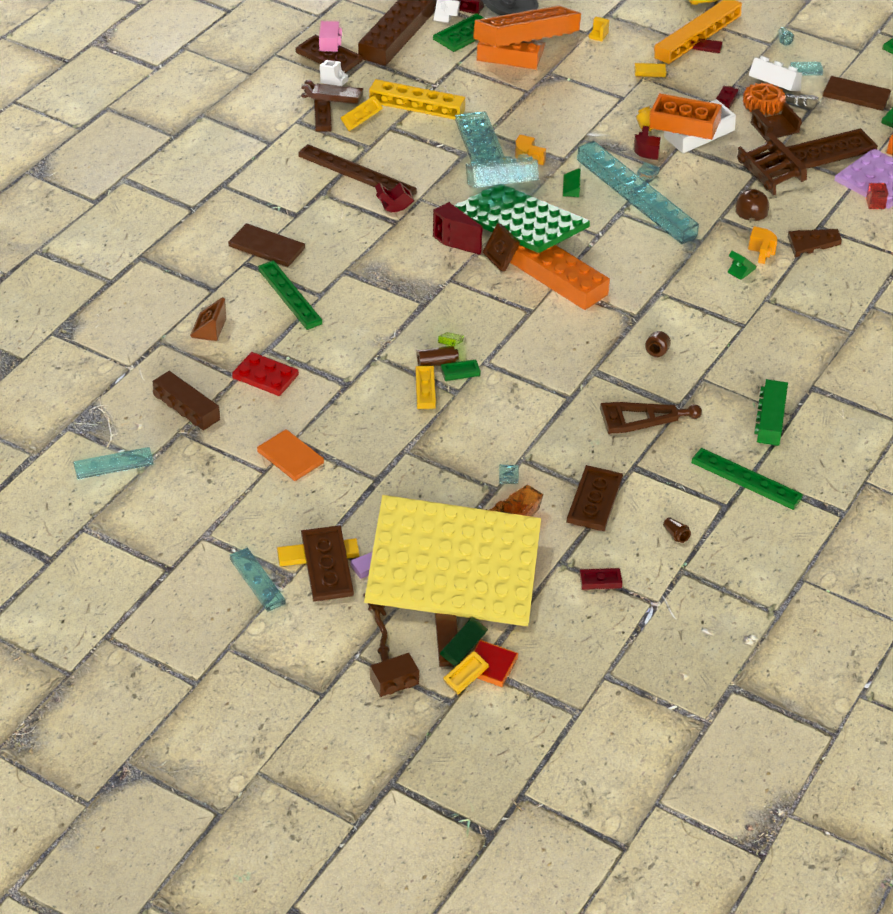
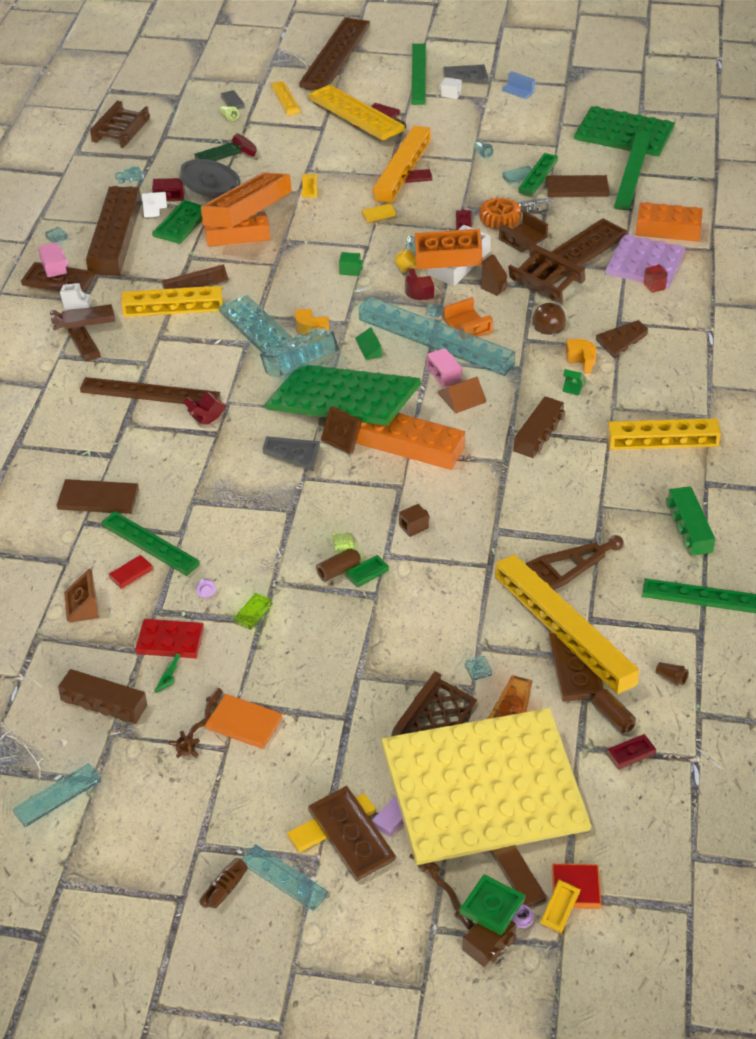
camera: 20 degrees left, 0 degrees up
(206, 567) = (223, 884): none -> reddish brown hinge
(232, 456) = (185, 744): none -> reddish brown piece
(246, 403) = (167, 675): none -> green hand
(261, 312) = (130, 571): none -> red tile
(315, 343) = (205, 588): none -> lavender plate
(345, 373) = (253, 611): none -> clear neon green tile
(347, 16) = (56, 235): none -> clear light blue plate
(361, 113) = (123, 330): yellow plate -> none
(405, 648) = (492, 904): none -> green plate
(425, 387) = (344, 601): yellow plate -> none
(431, 669) = (526, 912): none -> lavender plate
(450, 86) = (197, 279): none -> reddish brown plate
(452, 254) = (294, 451): none -> dark grey wing
(452, 481) = (424, 698): none -> reddish brown fence
(457, 229) = (288, 421): dark red slope -> none
(463, 641) = (539, 872): dark green tile -> none
(524, 340) = (414, 520): none -> reddish brown brick
(595, 108) = (350, 264): none -> green brick
(604, 461) = (567, 624): none -> yellow brick
(605, 542) = (614, 711): none -> reddish brown brick
(628, 221) = (444, 367): none -> bright pink brick
(632, 249) = (463, 395): none -> dark orange slope
(658, 344) = (544, 483): reddish brown head -> none
(674, 184) = (464, 318): none -> orange panel
(683, 295) = (539, 427): none -> reddish brown brick
(720, 152) = (493, 276): none -> reddish brown slope
(776, 73) = (501, 186): white slope -> none
(796, 333) = (663, 434): none -> yellow brick
(824, 71) = (538, 174): none -> green plate

